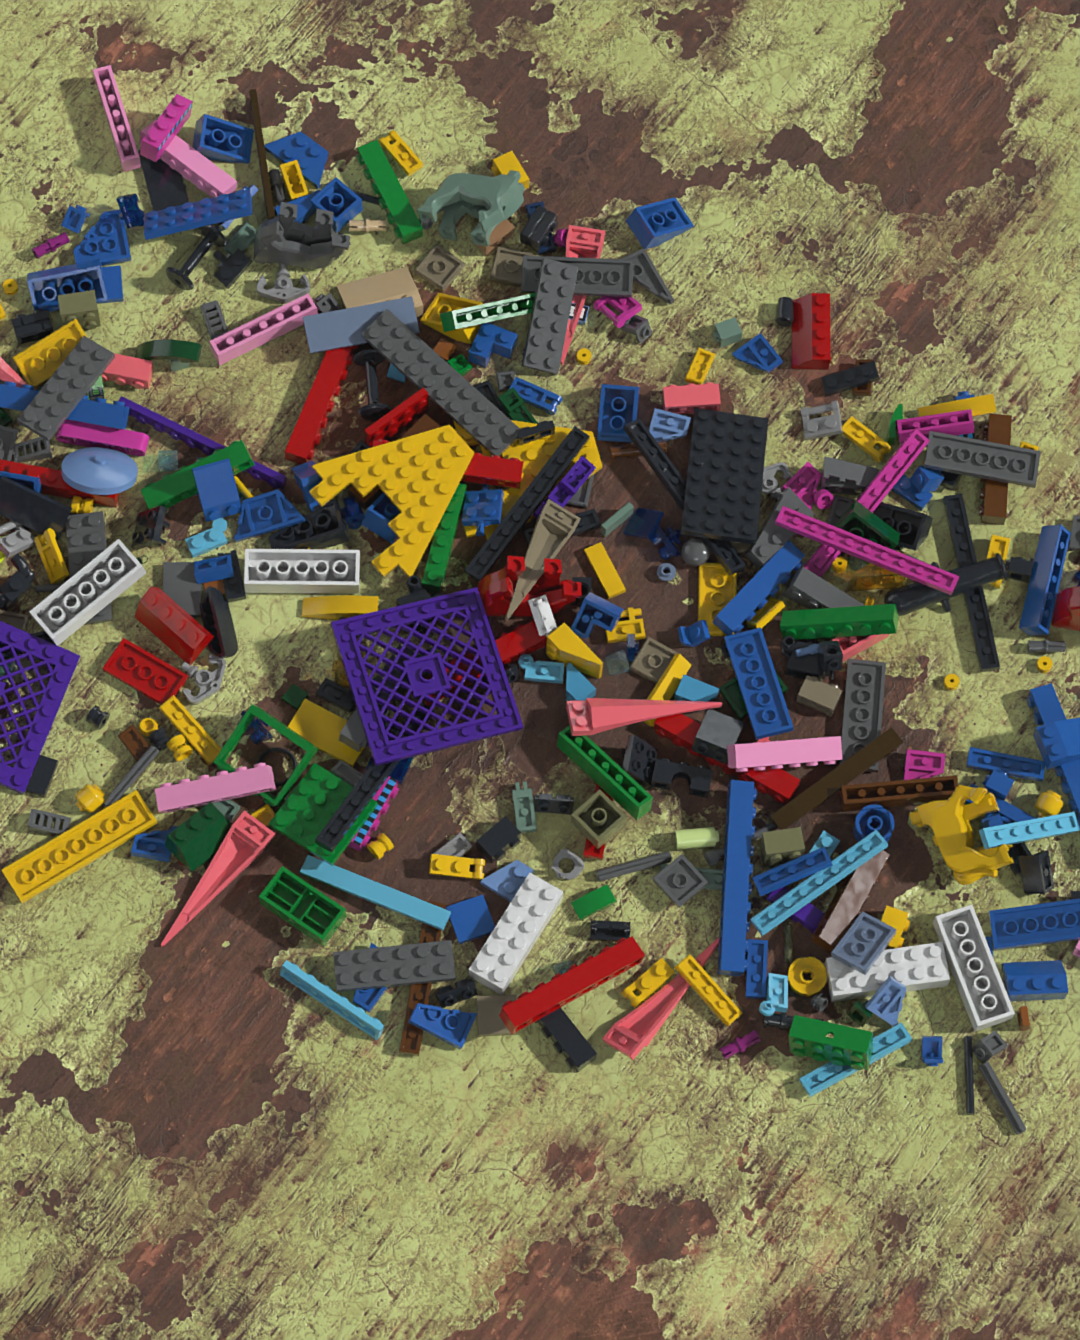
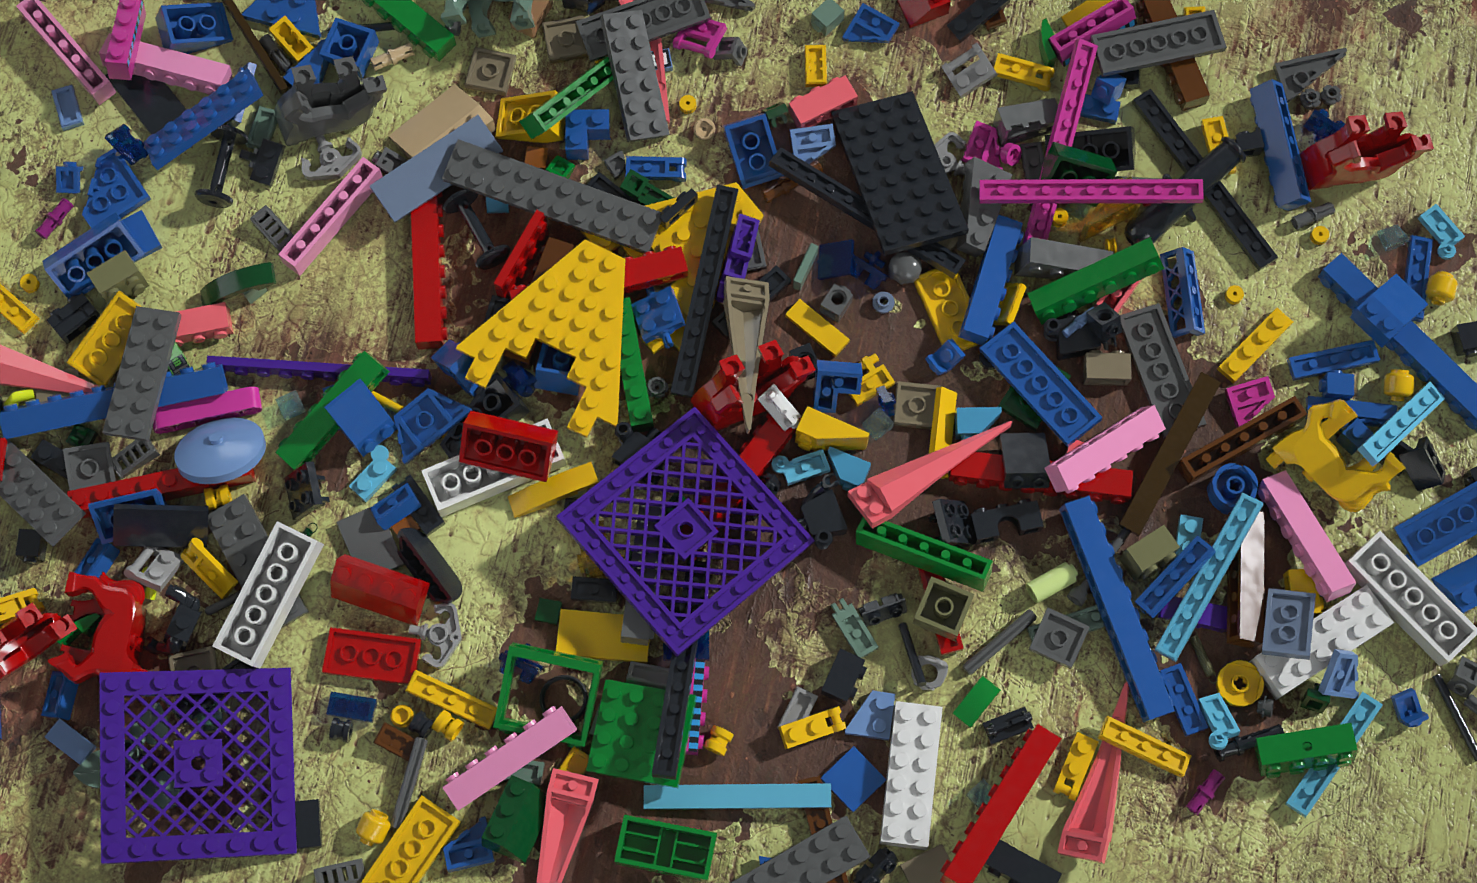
camera: 20 degrees left, 5 degrees up
(98, 164) = (67, 107): none -> medium blue tile
(113, 704) = (352, 707): none -> clear blue plate
(319, 557) = (508, 446): none -> red slope
(457, 559) = (657, 381): none -> dark grey plate
(540, 711) = (822, 514): none -> black torso
(560, 845) = (912, 655): none -> black bar
(587, 380) = (704, 128): none -> tan tile
(624, 563) = (832, 310): none -> dark grey brick
(649, 389) = (776, 111): none -> dark green tile
(912, 885) = (1306, 536): none -> bright pink brick
(914, 662) = (1189, 292): none -> blue fence
(948, 727) = (1255, 345): none -> yellow plate

